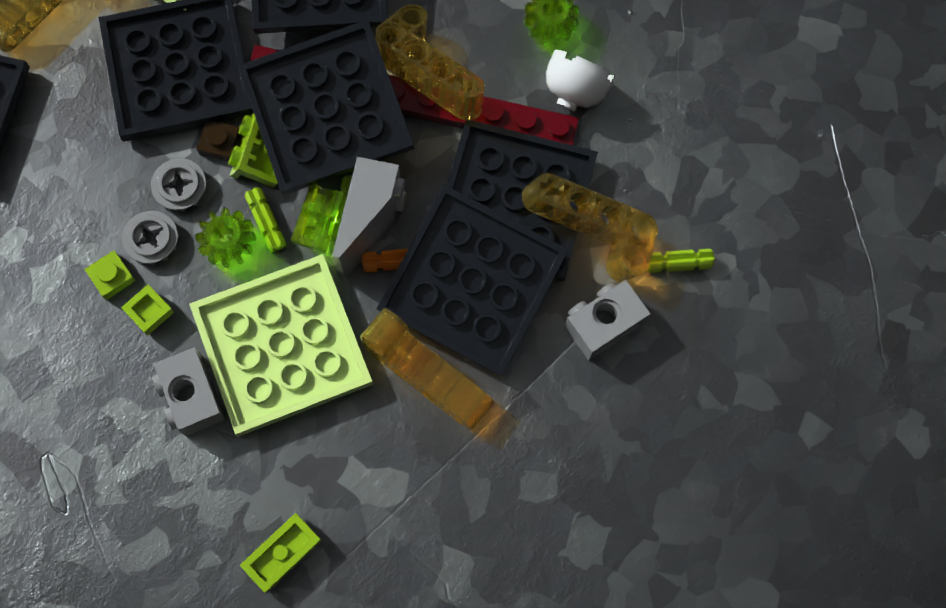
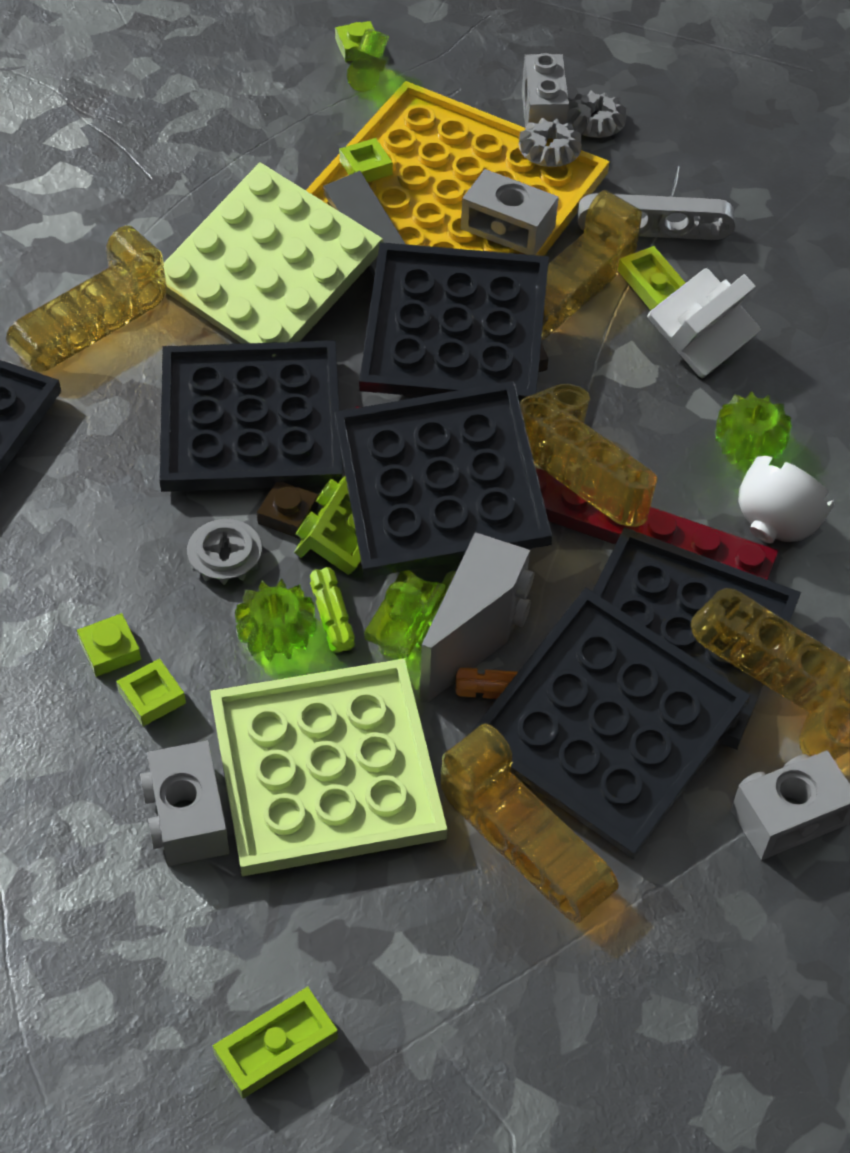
camera: 10 degrees right, 20 degrees down
(154, 222) = (184, 593): light grey gear -> none

